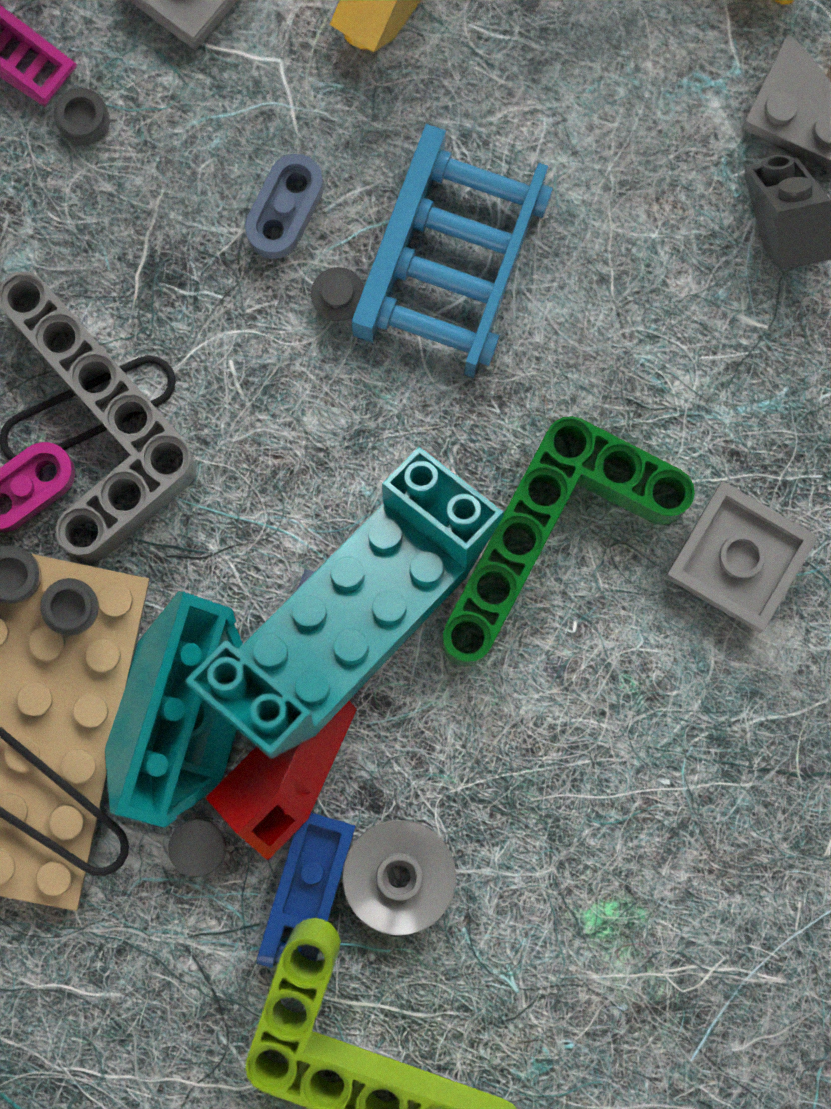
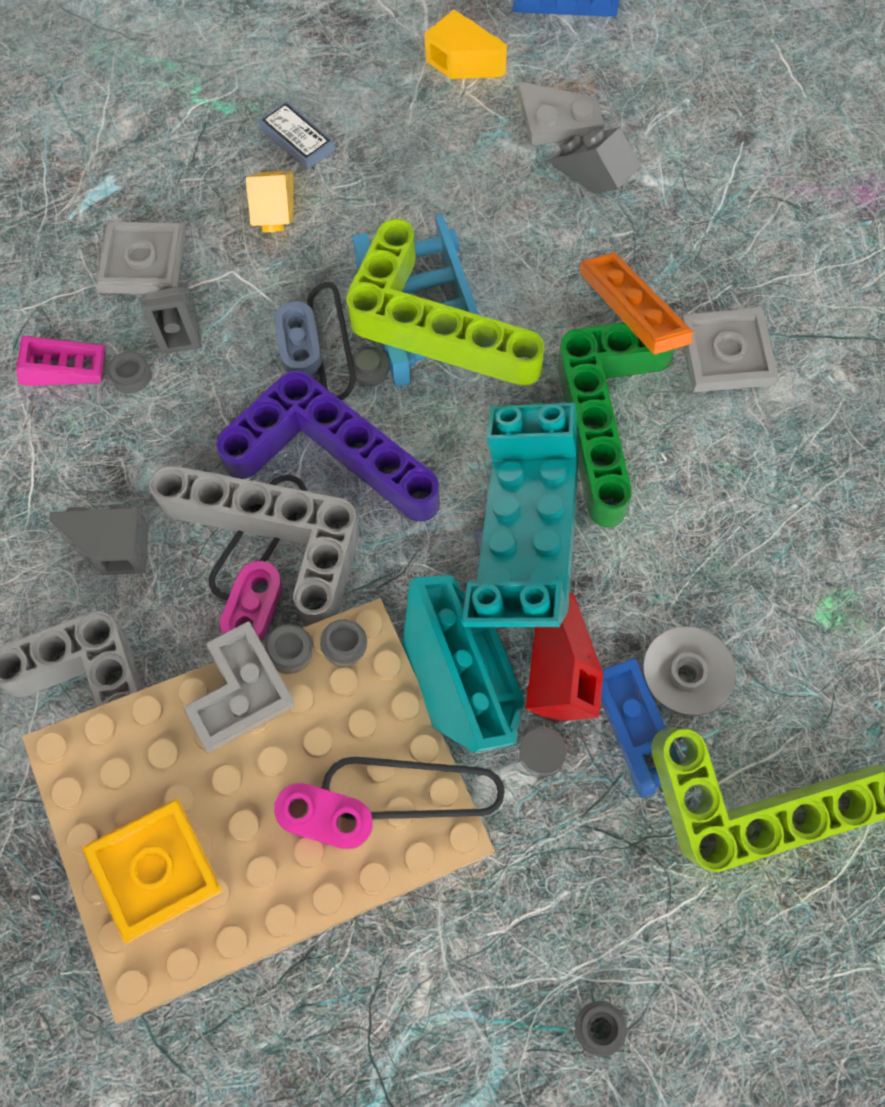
camera: 30 degrees left, 15 degrees down
(163, 84) = (172, 319): none -> dark grey slope
(239, 359) = (336, 437): none -> dark purple beam
(334, 241) = (346, 393): none -> black piece
(420, 301) = (379, 291): none -> lime beam
(673, 433) = (636, 303): none -> orange tile

